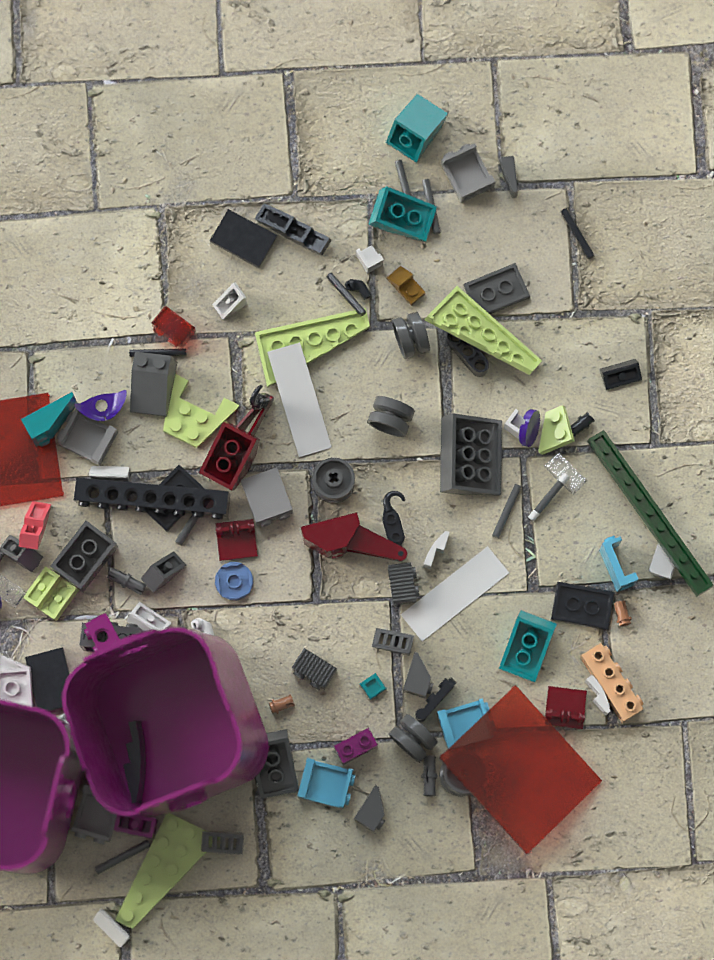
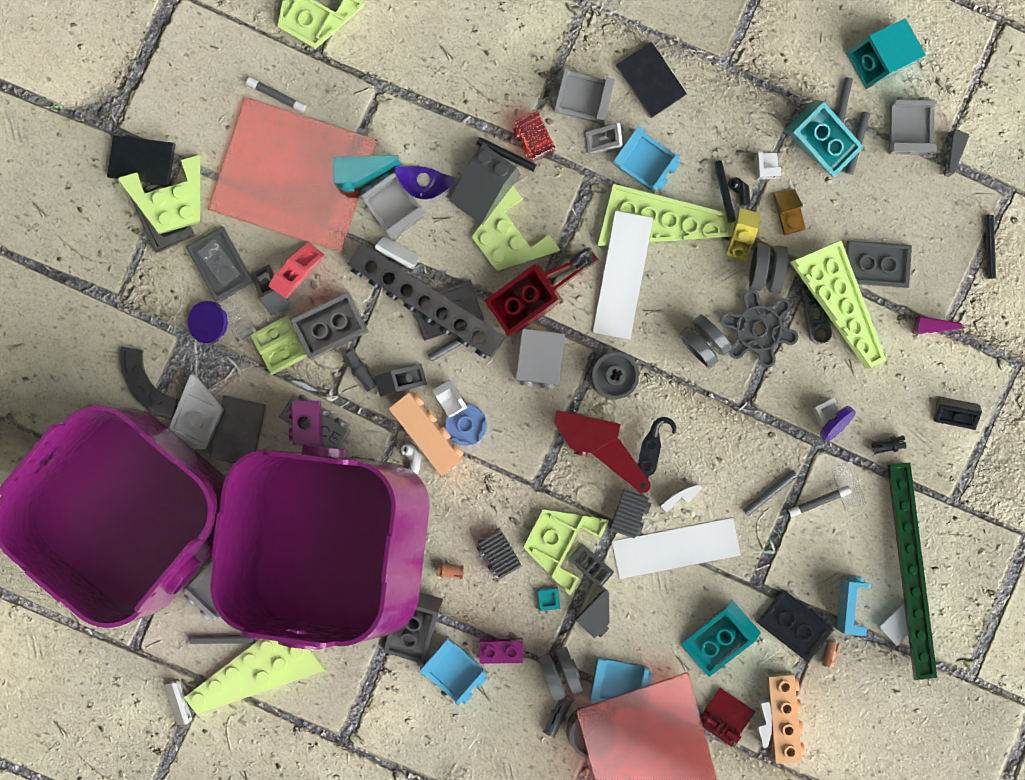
camera: 30 degrees right, 10 degrees up
(136, 769) = (274, 566): black slope -> none
(147, 618) = (362, 422): white slope -> none
(196, 277) = (583, 96): none -> light grey panel
(206, 602) = (427, 433): none -> light nougat brick
(210, 565) = (449, 398): none -> white panel
(222, 849) = (329, 688): dark grey slope -> none
(236, 539) = (488, 384): dark red hinge -> none
(271, 302) = (646, 160): none -> medium azure panel
(292, 229) = (705, 96): black slope -> none
(351, 635) = (553, 538): none -> yellowish green wing
(371, 811) = (484, 721): dark grey slope -> none
(378, 320) = (743, 234): none -> light yellow slope
(432, 373) = (774, 331): none -> dark grey plate
(434, 699) = (601, 644): black plate -> none
(470, 455) = (764, 419): dark grey slope -> none
(555, 430) = (862, 438): yellowish green wing -> none
(562, 316) = (930, 325): none -> magenta slope

